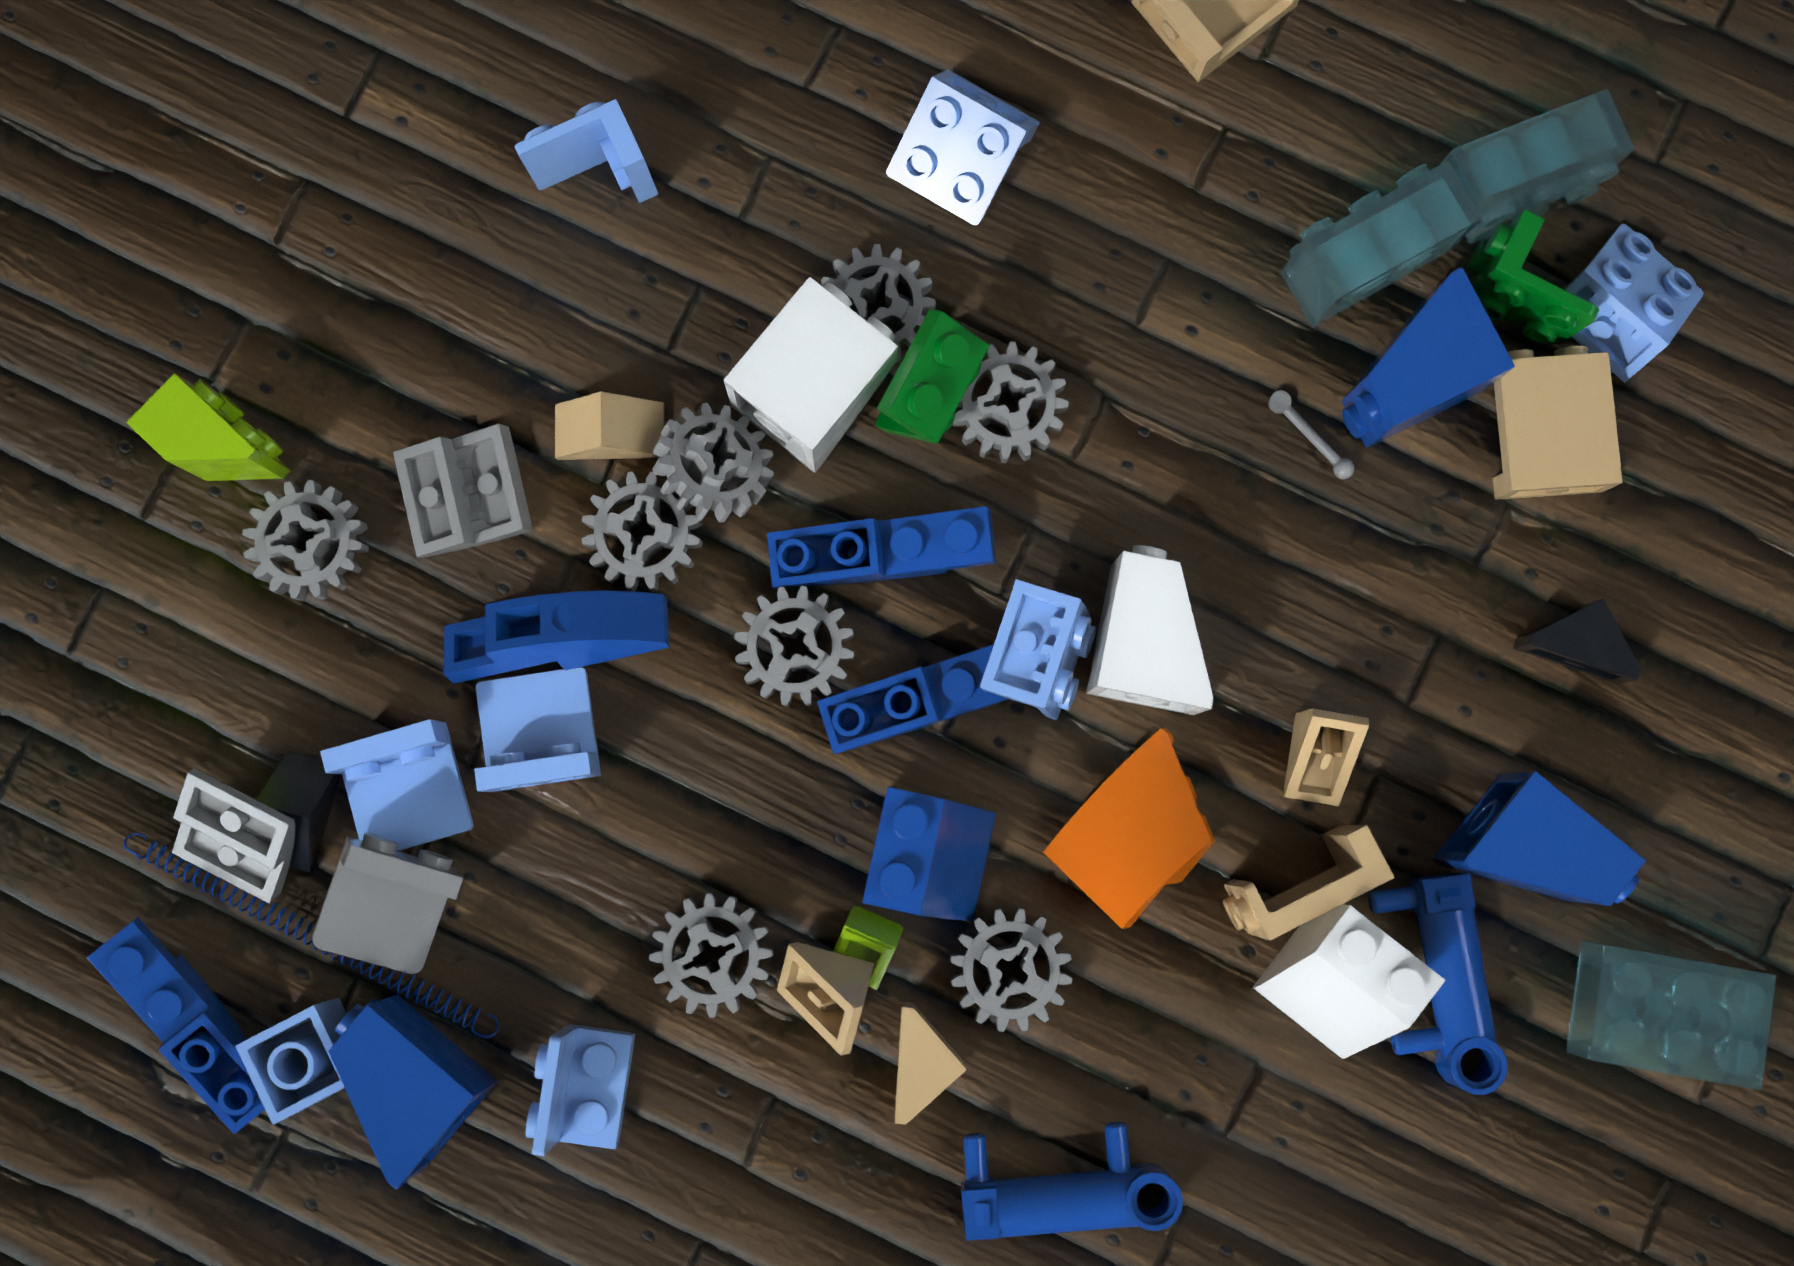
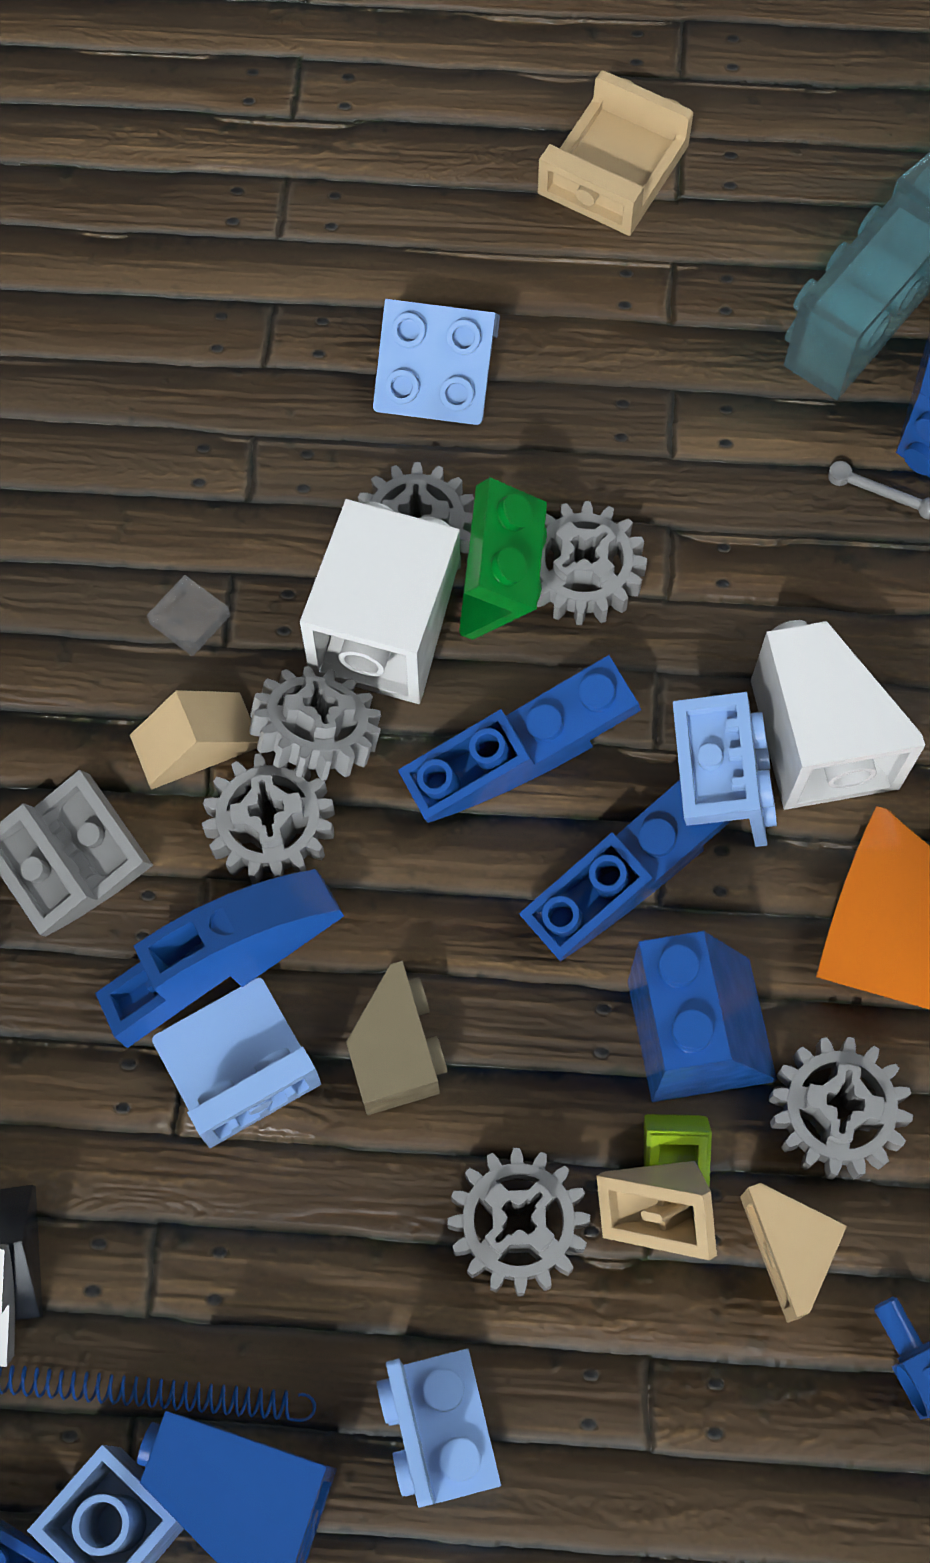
camera: 20 degrees left, 15 degrees down
(385, 903) = (139, 1307): light grey bracket -> none
(403, 784) = (109, 1177): light blue bracket -> none
(591, 138) = (73, 471): light blue bracket -> none
(646, 311) = (188, 615): none -> clear tile
(665, 770) = (389, 1046): none -> dark tan slope
(806, 624) = (494, 876): light grey gear -> none

